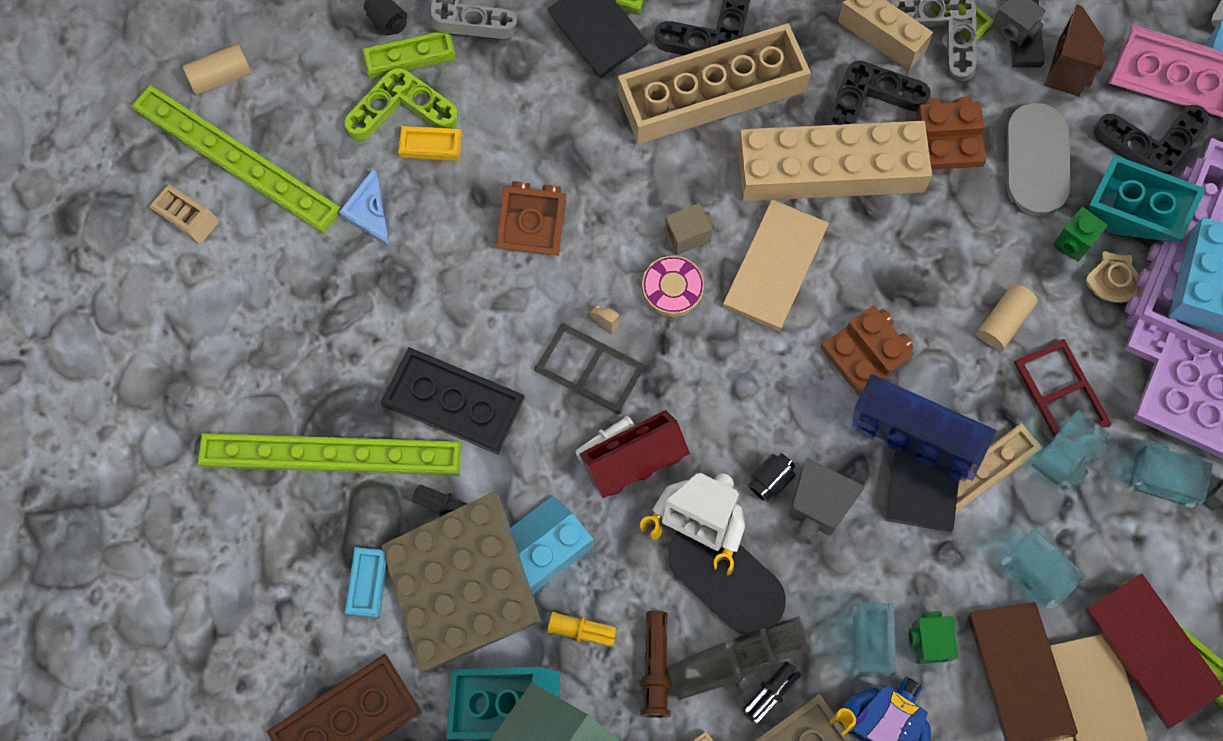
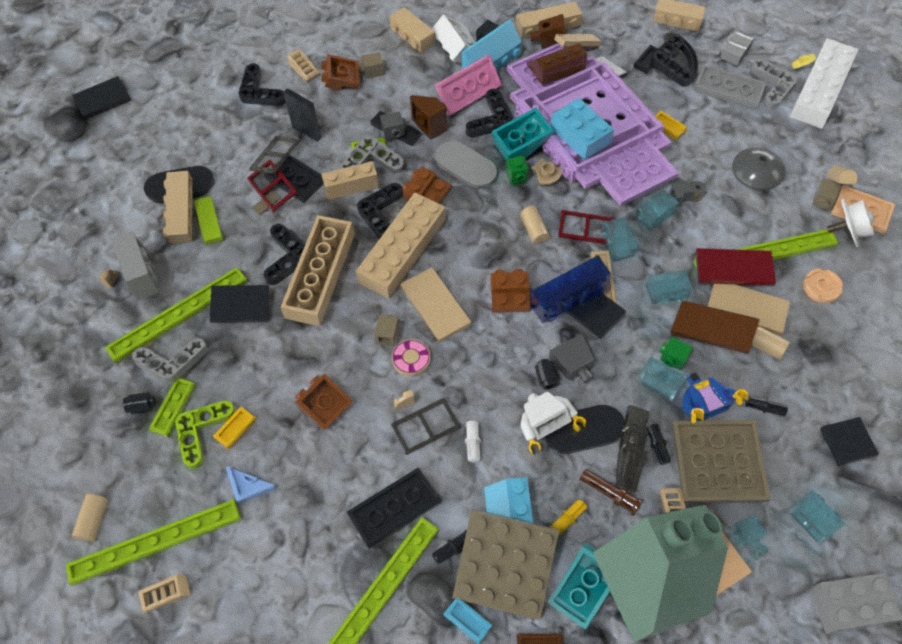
camera: 55 degrees left, 10 degrees down
(635, 454) = (491, 430): dark red brick -> none

